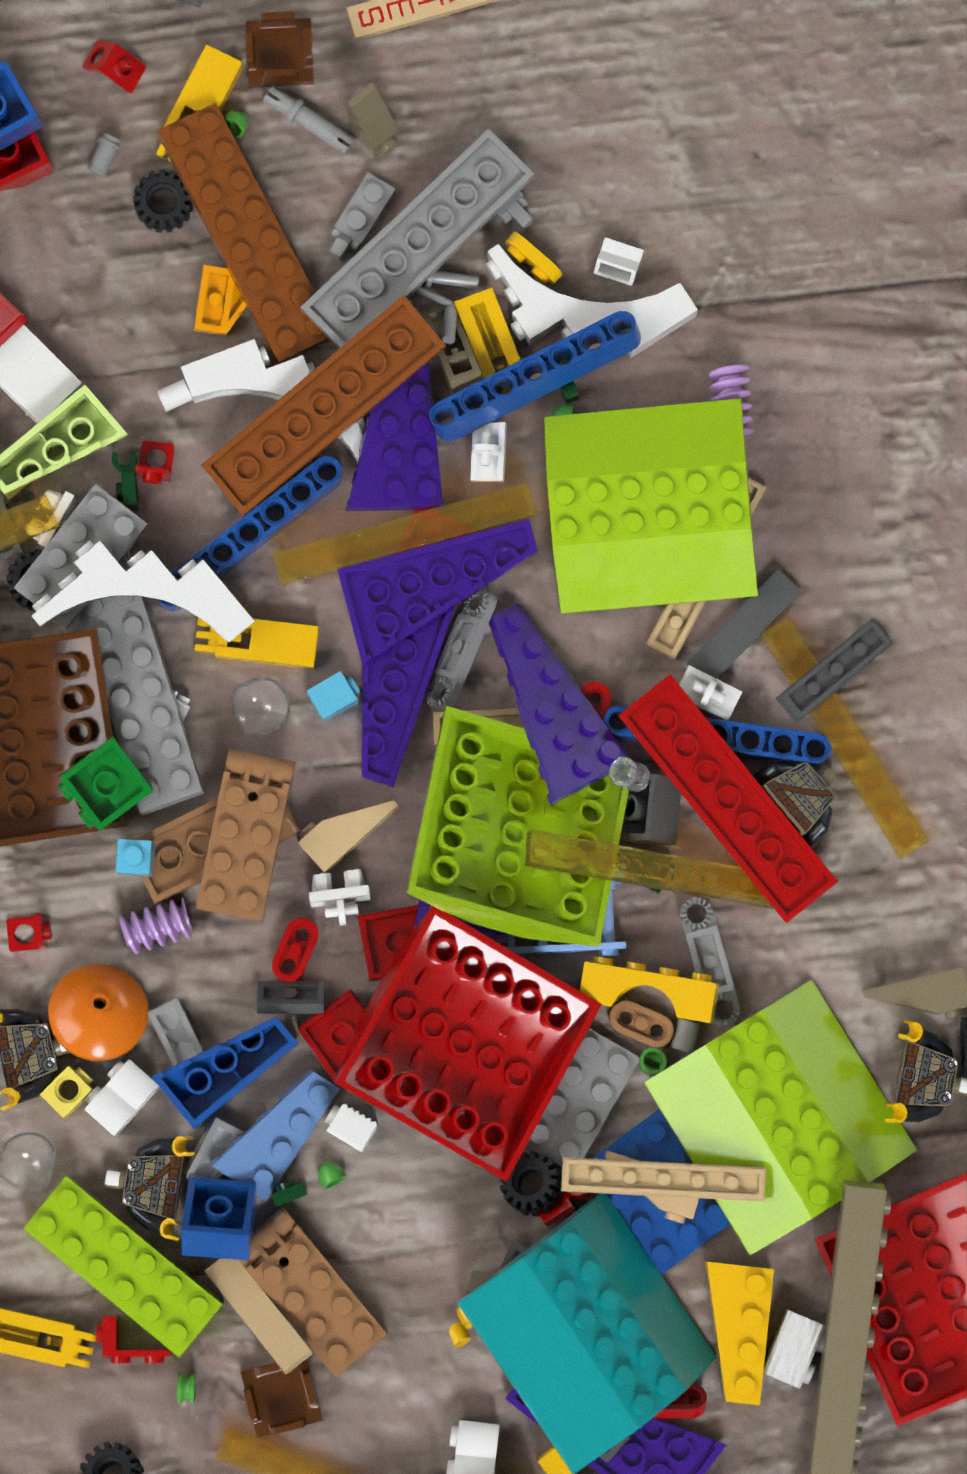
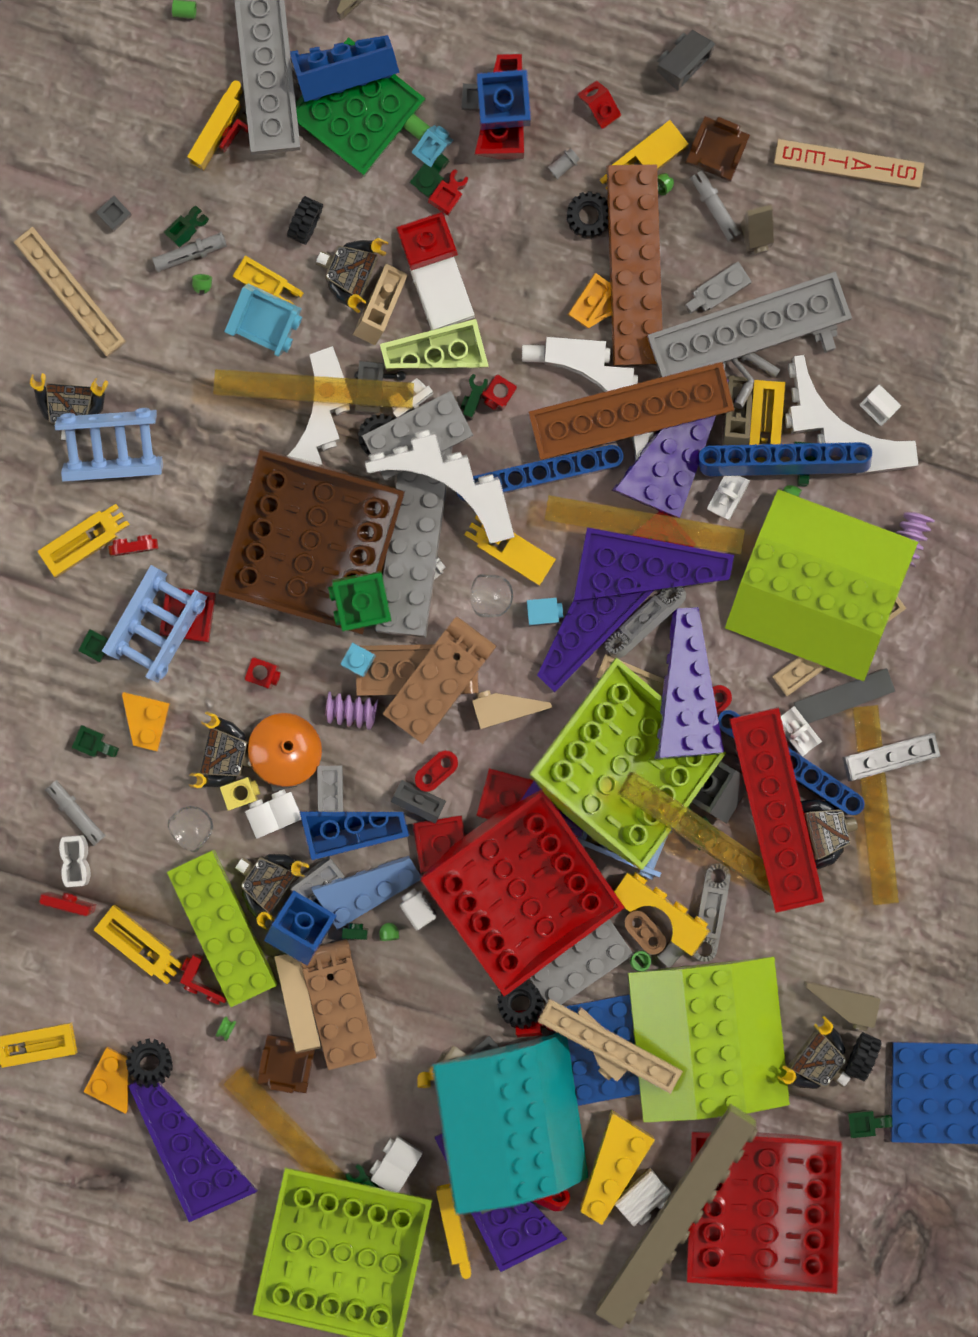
camera: 30 degrees right, 5 degrees up
(324, 895) = (473, 743): white hips -> none
(542, 268) = (818, 367): yellow plate -> none
(627, 776) = (724, 765): clear bush -> none

